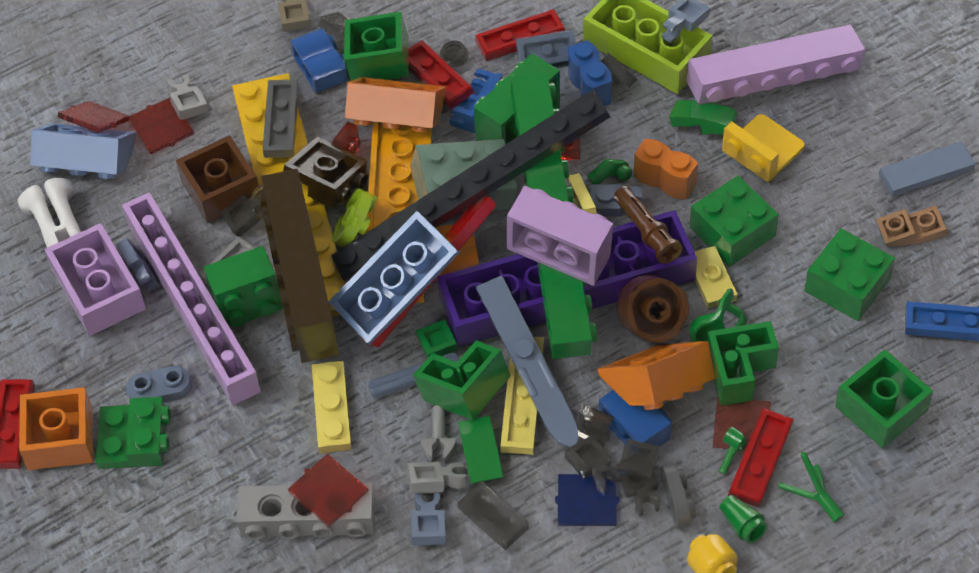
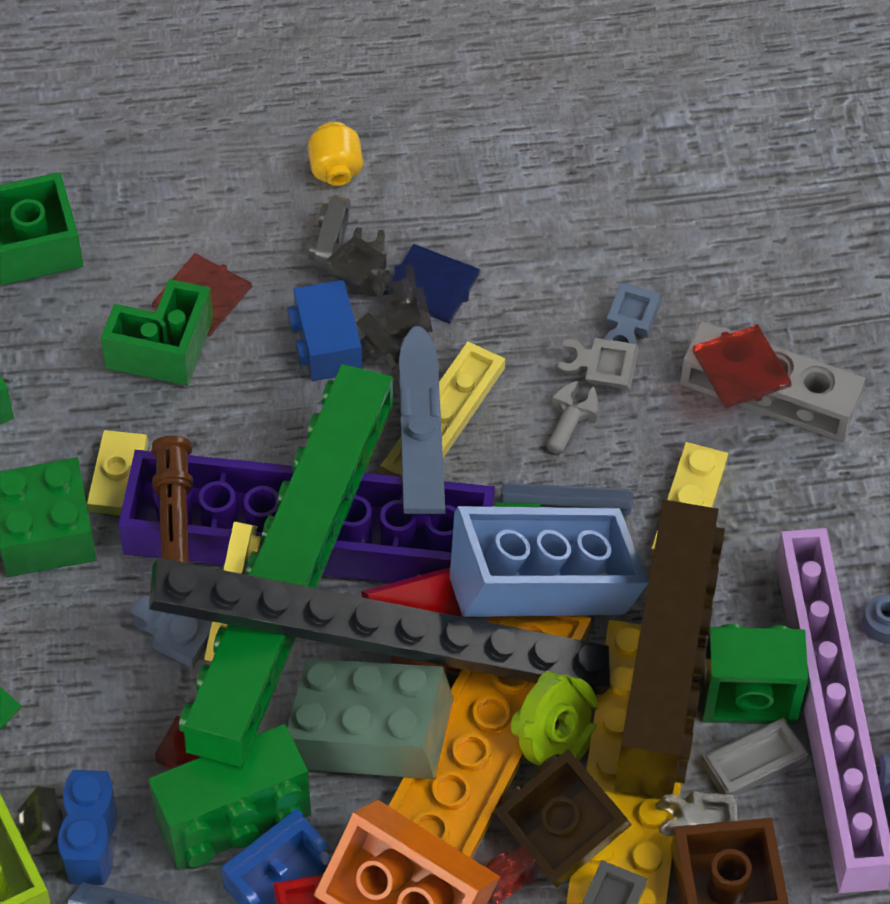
camera: 160 degrees left, 0 degrees up
(466, 384) = (519, 423): green brick -> none
(480, 450) = (530, 370): green slope -> none
(493, 515) = (551, 296): clear smoke plate -> none
(559, 235) = (319, 447): lavender brick -> none
(610, 168) = (142, 672): green arm -> none
(660, 373) = (273, 345): orange slope -> none
(667, 169) = (80, 628): orange brick -> none
(667, 316) = (229, 423): reddish brown brick -> none
(714, 321) = (174, 392): green piece -> none
(737, 442) = (228, 263): green hand -> none
(744, 520) = (272, 182): green cone -> none
(761, 457) = (208, 241): red tile -> none
(821, 496) = (170, 181): green plant -> none

